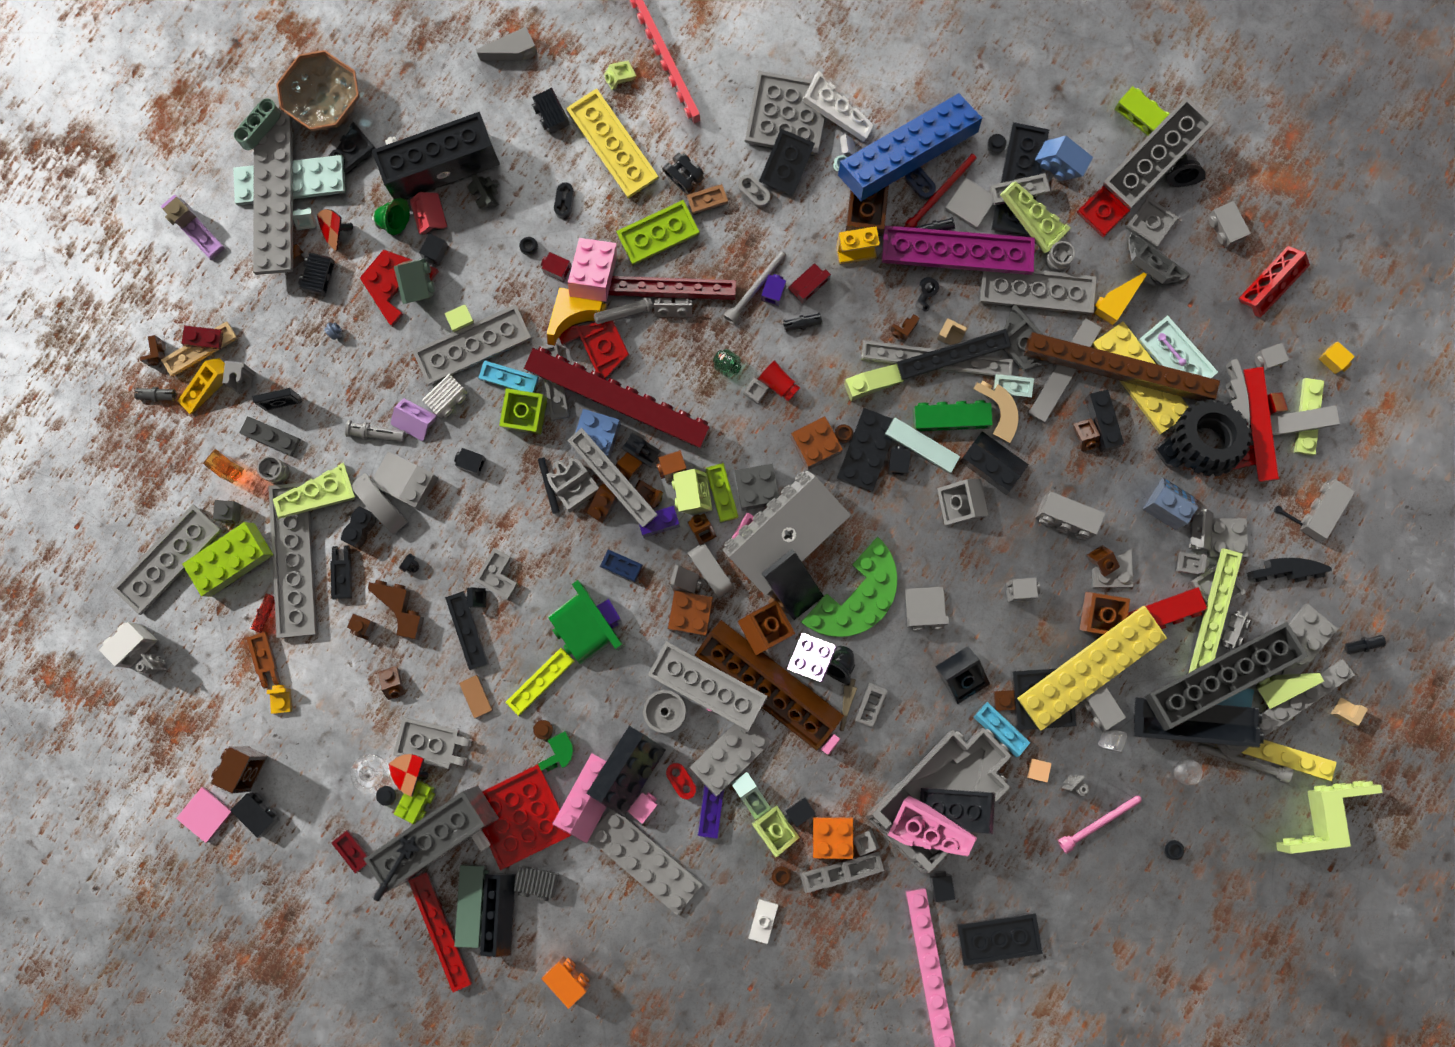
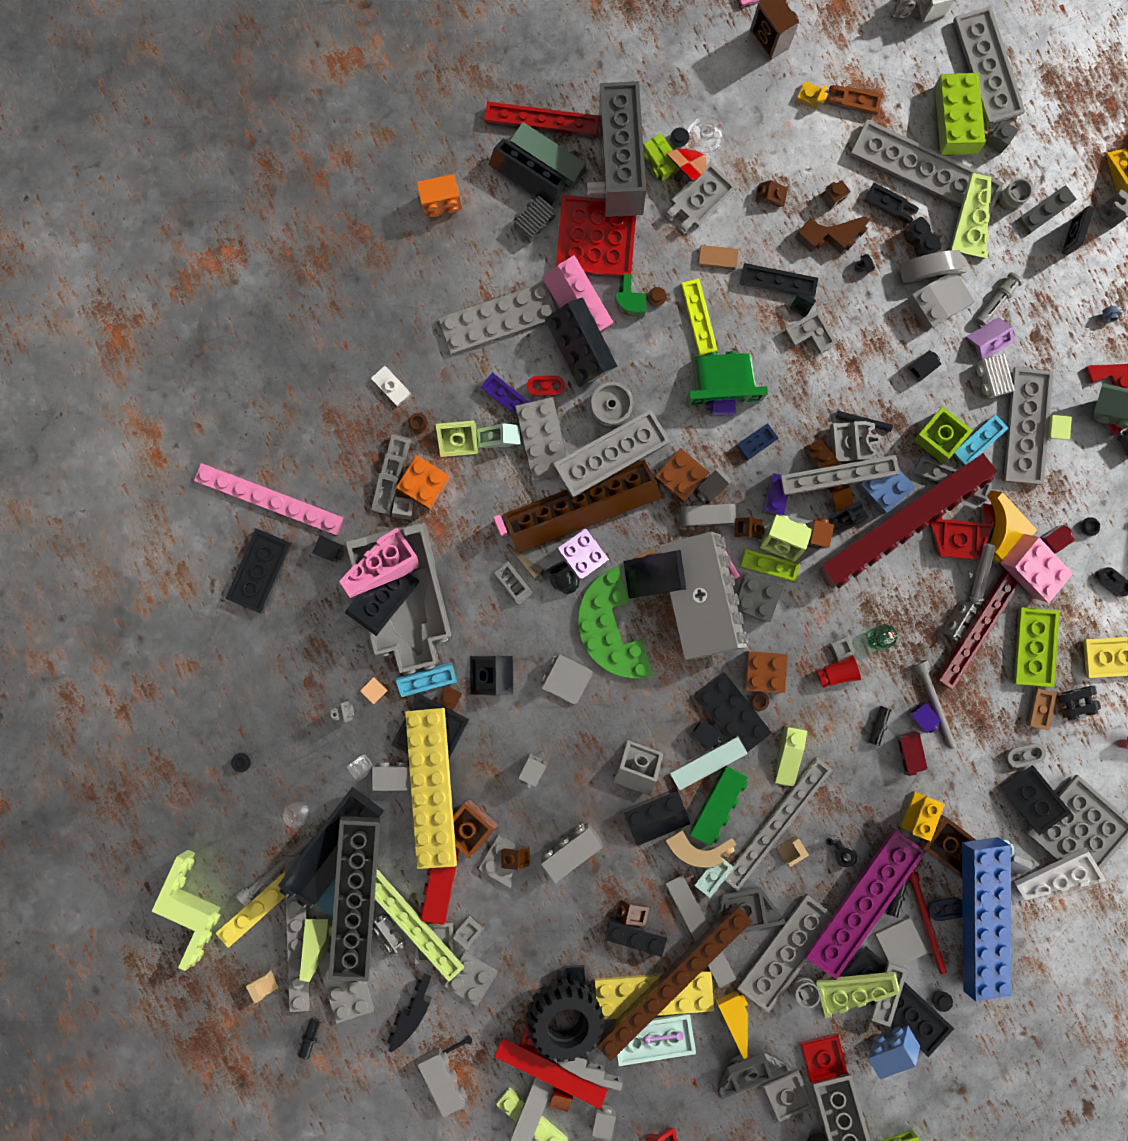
camera: 115 degrees right, 5 degrees up
(224, 466) = (1044, 153): clear orange brick -> none
(255, 814) = (728, 22): black brick -> none
(263, 613) = (894, 120): clear red pin -> none
(350, 851) = (653, 83): dark red plate -> none
(406, 849) = (625, 118): black piece -> none
(643, 806) = (543, 341): bright pink brick -> none
(649, 493) = (806, 500): reddish brown bracket -> none
(766, 627) = (631, 531): dark orange brick -> none
(799, 812) = (460, 468): black brick -> none
(908, 325) = (821, 817): reddish brown bracket -> none
(953, 354) = (773, 841): black tile -> none
(1068, 843) = (300, 677): bright pink piece -> none
(1171, 504) = (528, 948): sand blue slope -> none
(1201, 530) = (490, 960): light grey hinge -> none

